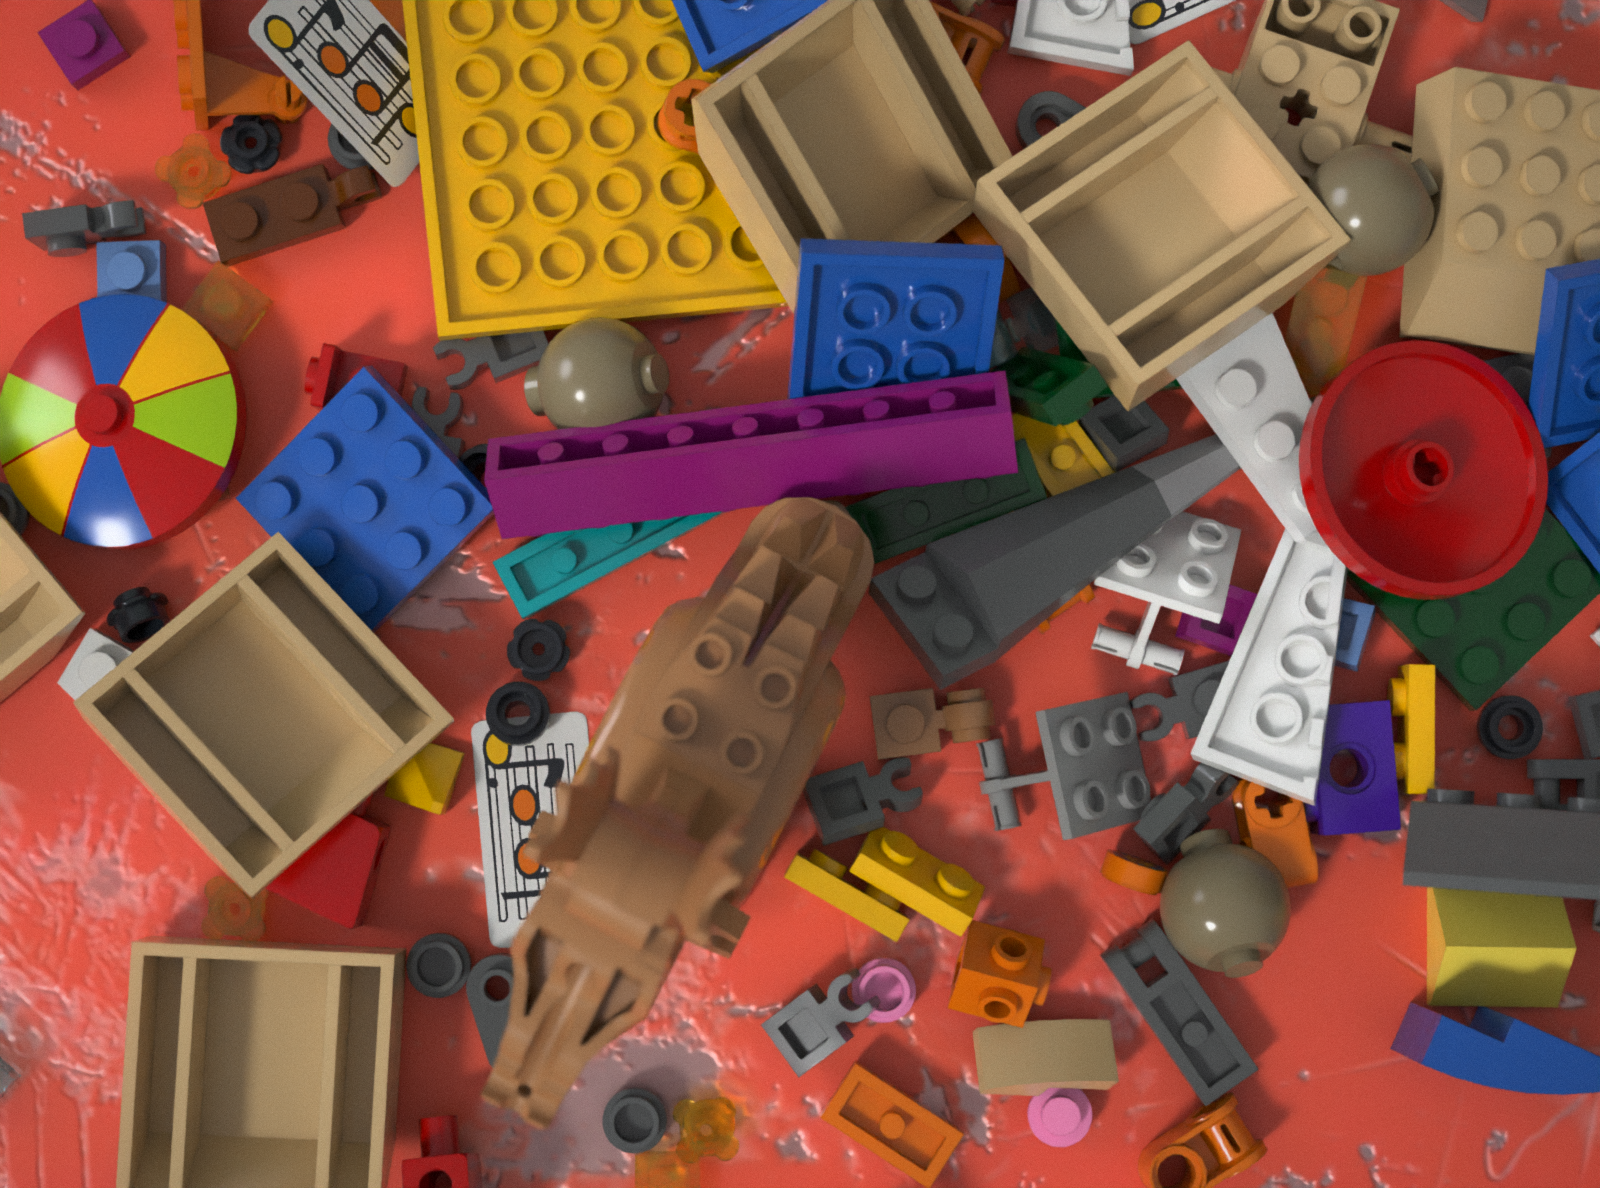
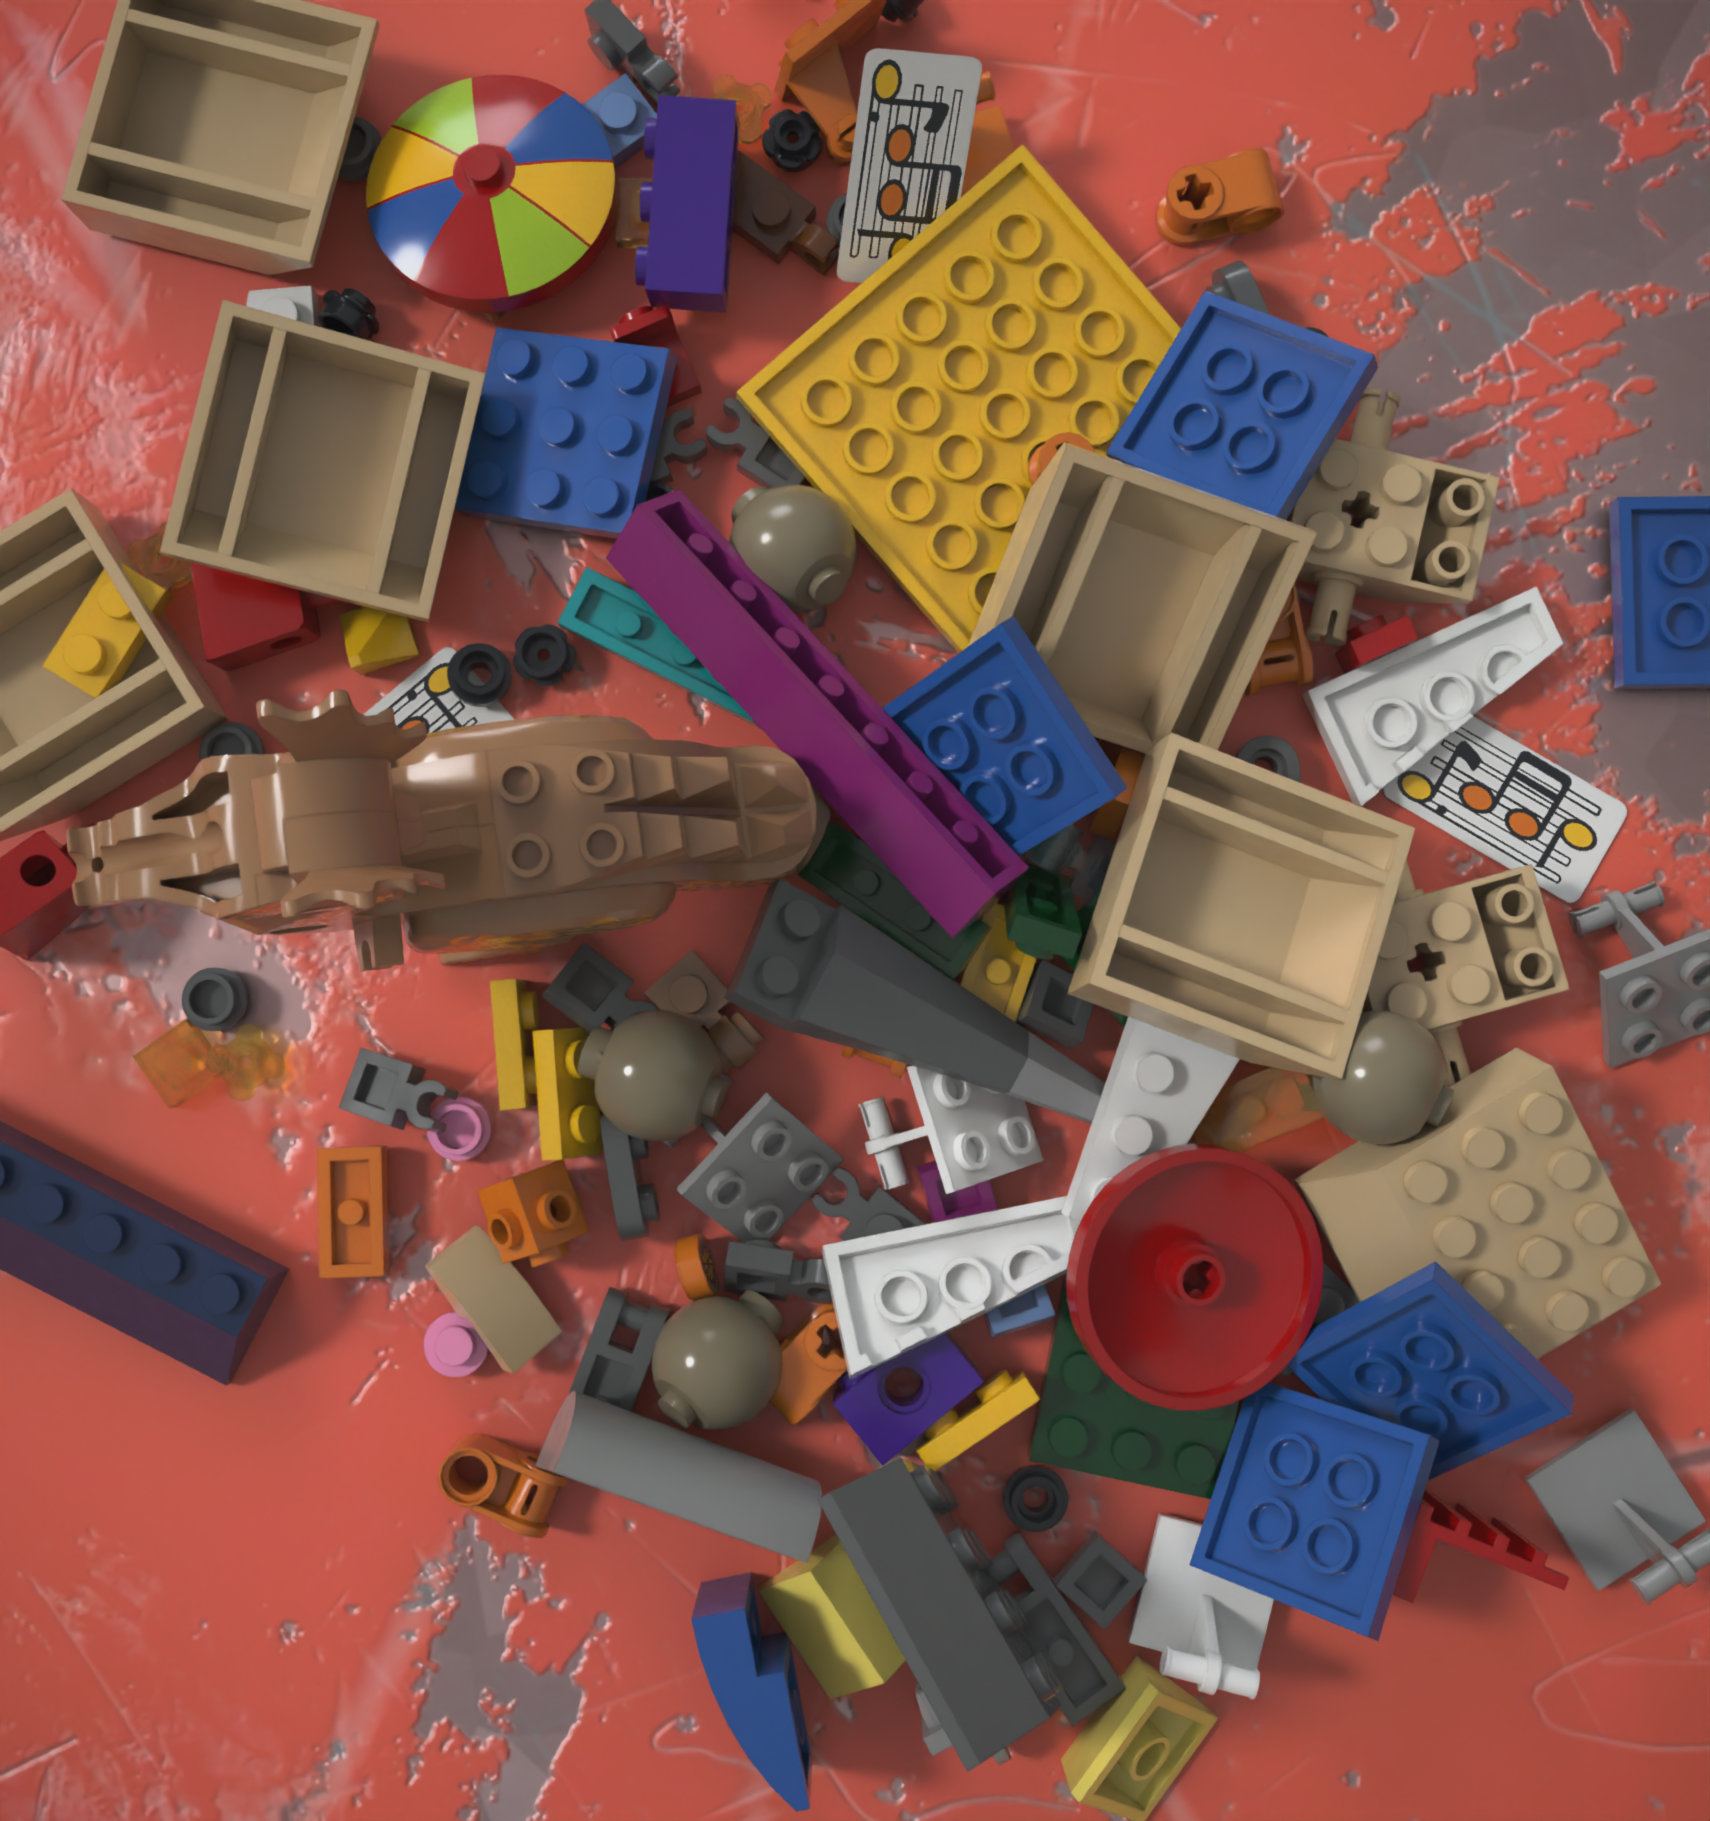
camera: 55 degrees right, 0 degrees up
(253, 265) = (689, 203): none -> dark purple brick
(270, 1000) = (104, 635): none -> yellow plate
(957, 793) = (655, 1074): none -> dark tan brick
(1045, 885) = (633, 1201): none -> dark grey plate
(1299, 997) = (683, 1475): none -> light grey brick

